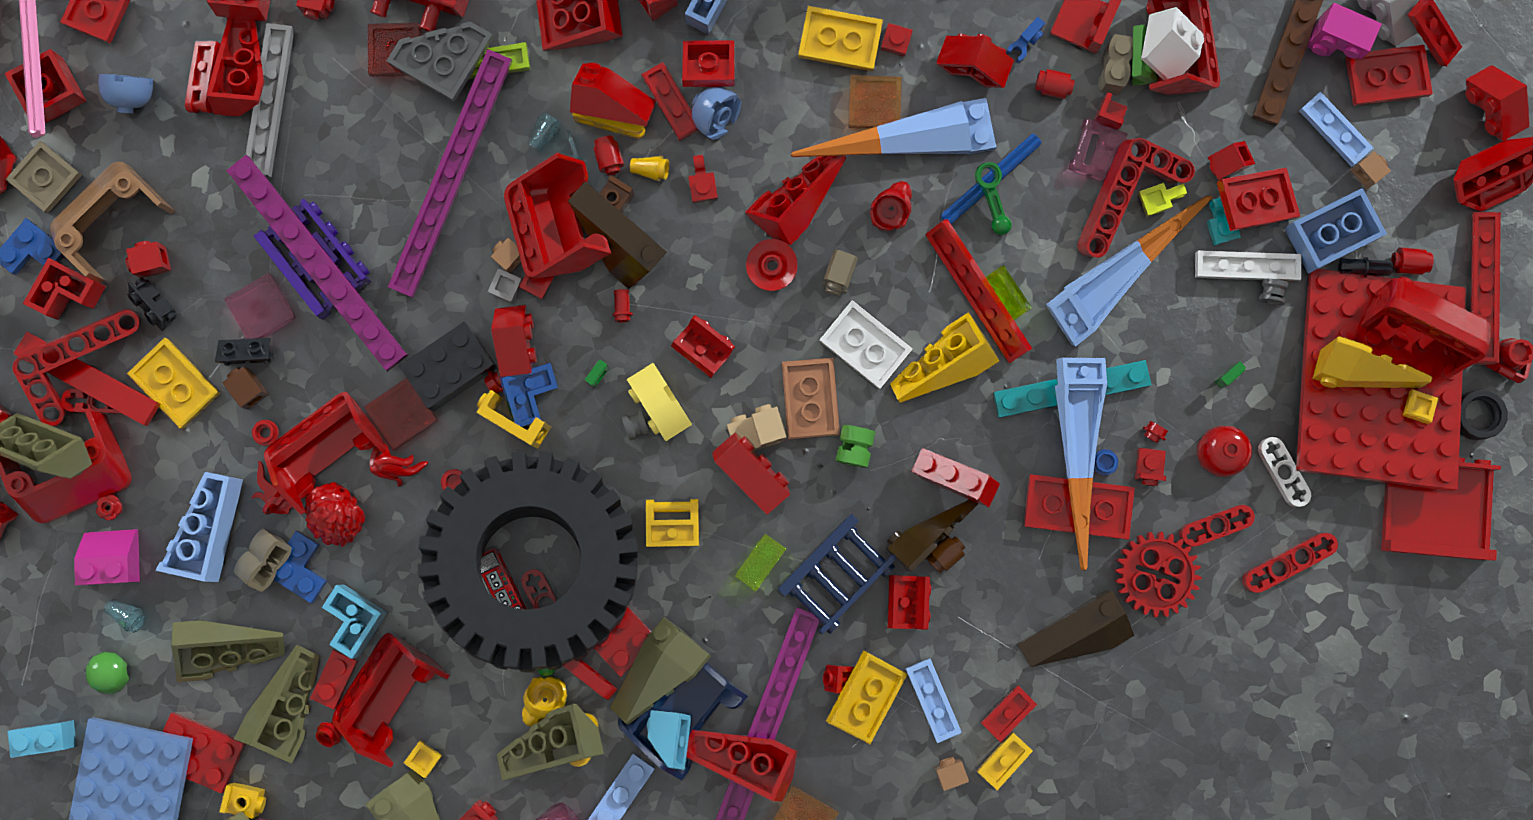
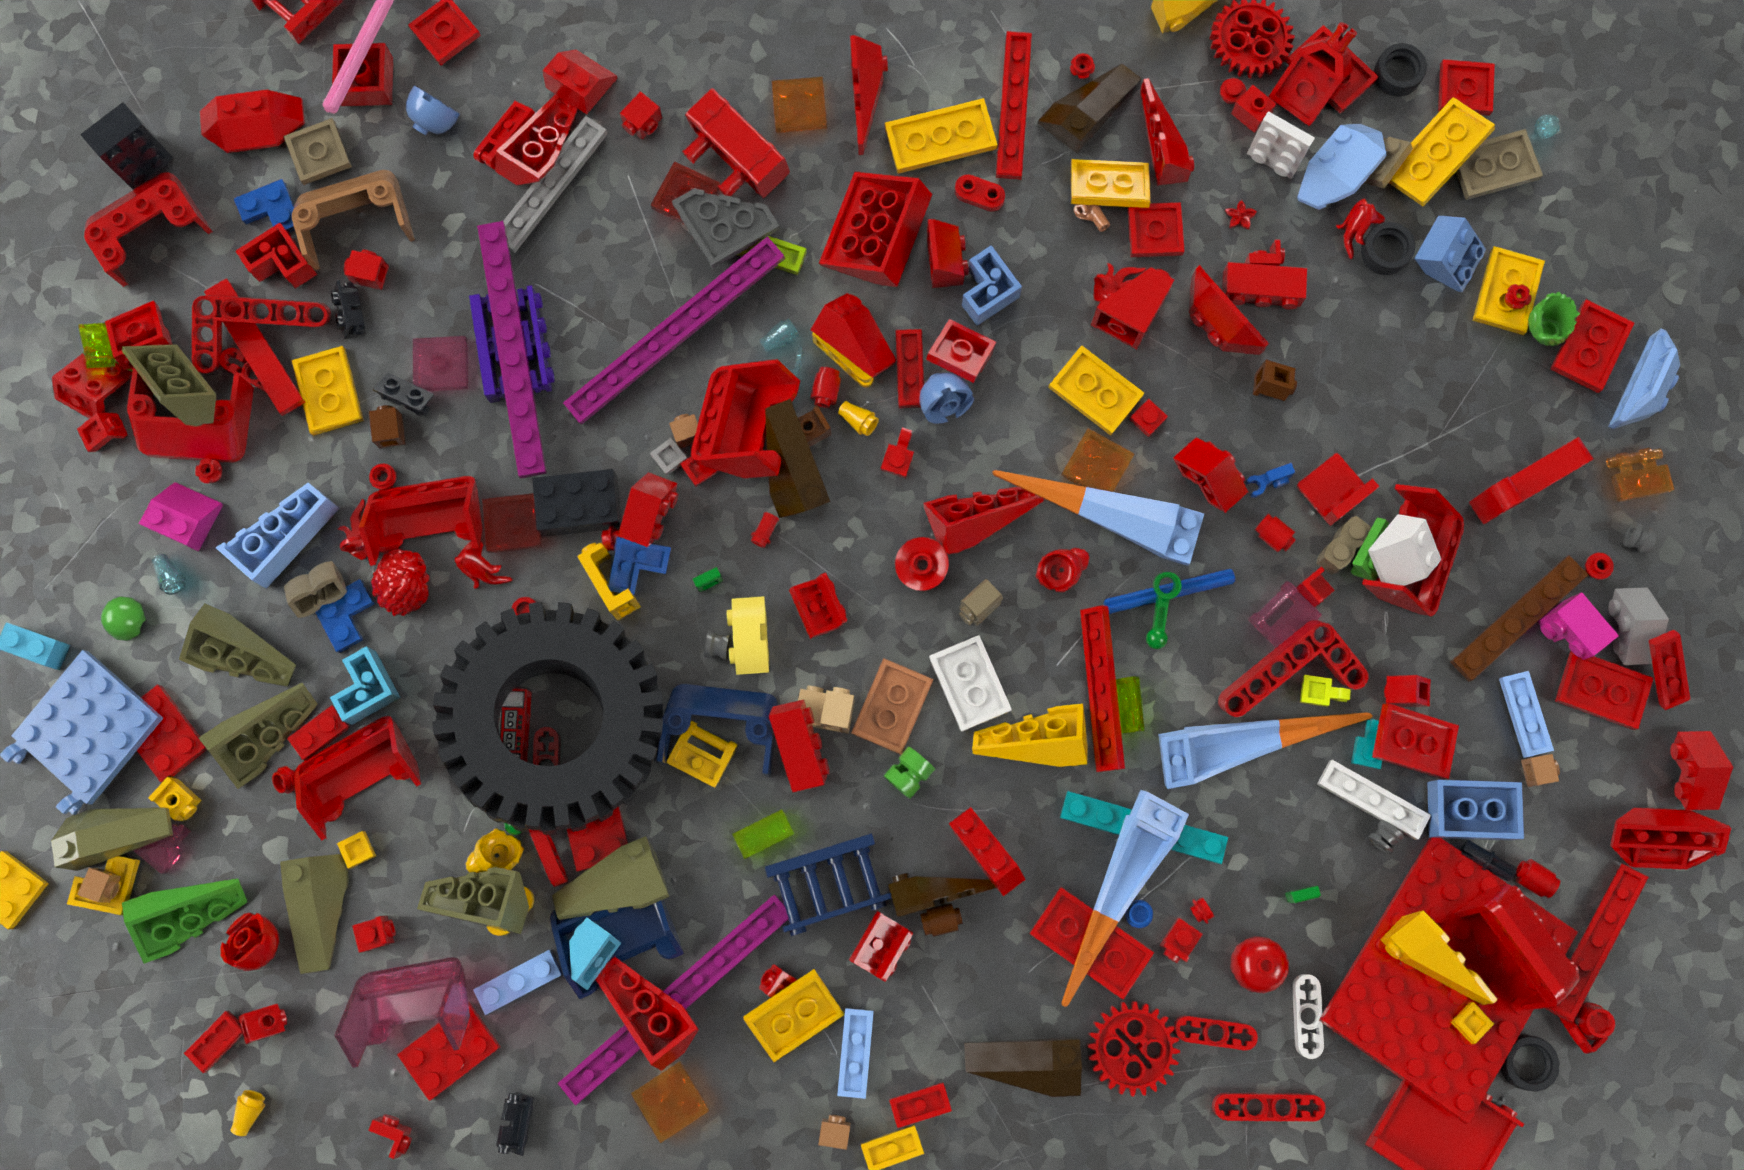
camera: 30 degrees right, 5 degrees down
(665, 472) = (722, 703): none -> dark blue windscreen

